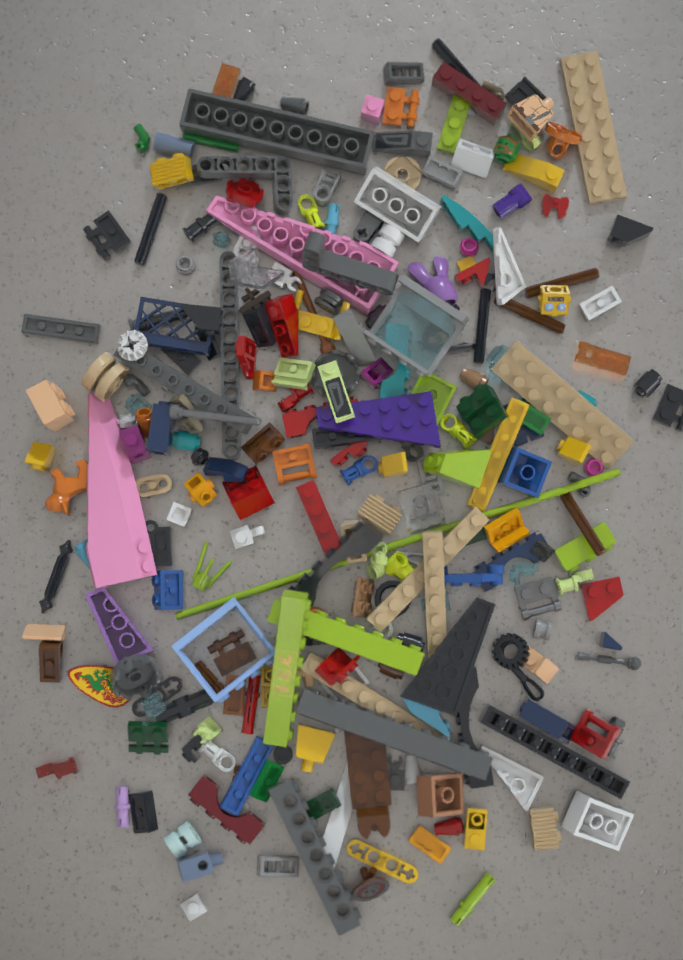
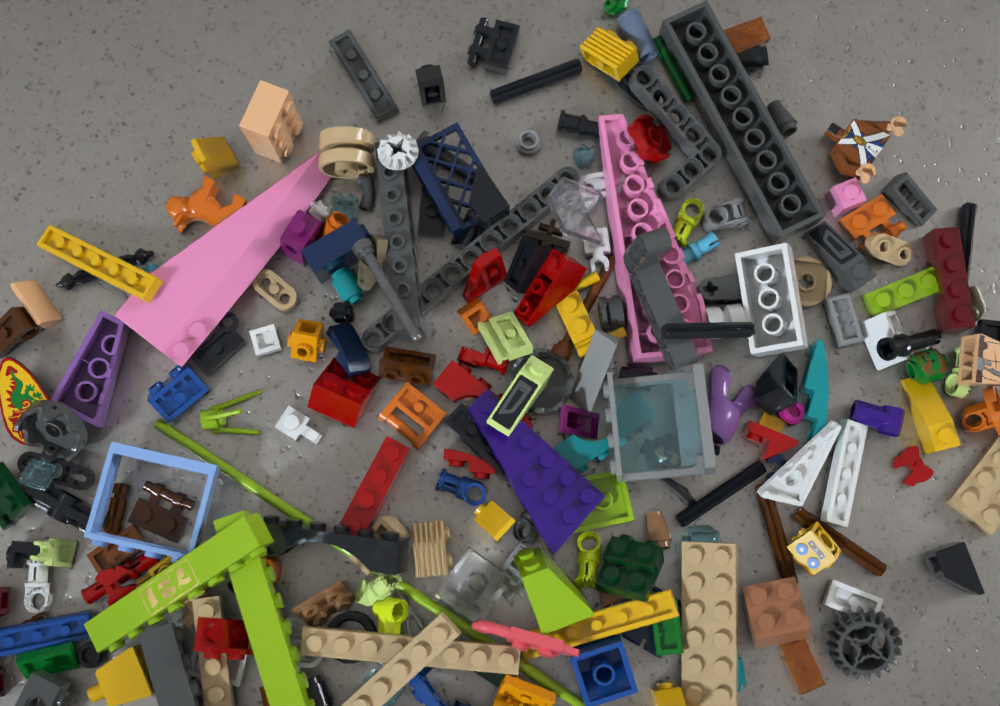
camera: 50 degrees right, 5 degrees down
(53, 575) = (100, 263): none -> yellow tile
(101, 292) = (430, 85): none -> black slope
(248, 709) = (109, 579): none -> red piece
(349, 74) = (860, 145): none -> torso
(386, 255) = (708, 330): none -> black axle
(424, 111) = (890, 249): none -> tan plate
(448, 242) = (777, 386): none -> black slope
(473, 500) = (524, 639): none -> coral plate
(483, 152) = (902, 345): none -> black pin
(527, 247) = (844, 473): none -> white plate
(570, 351) = (775, 612): none -> nougat brick
(631, 329) = (856, 660): none -> dark grey gear

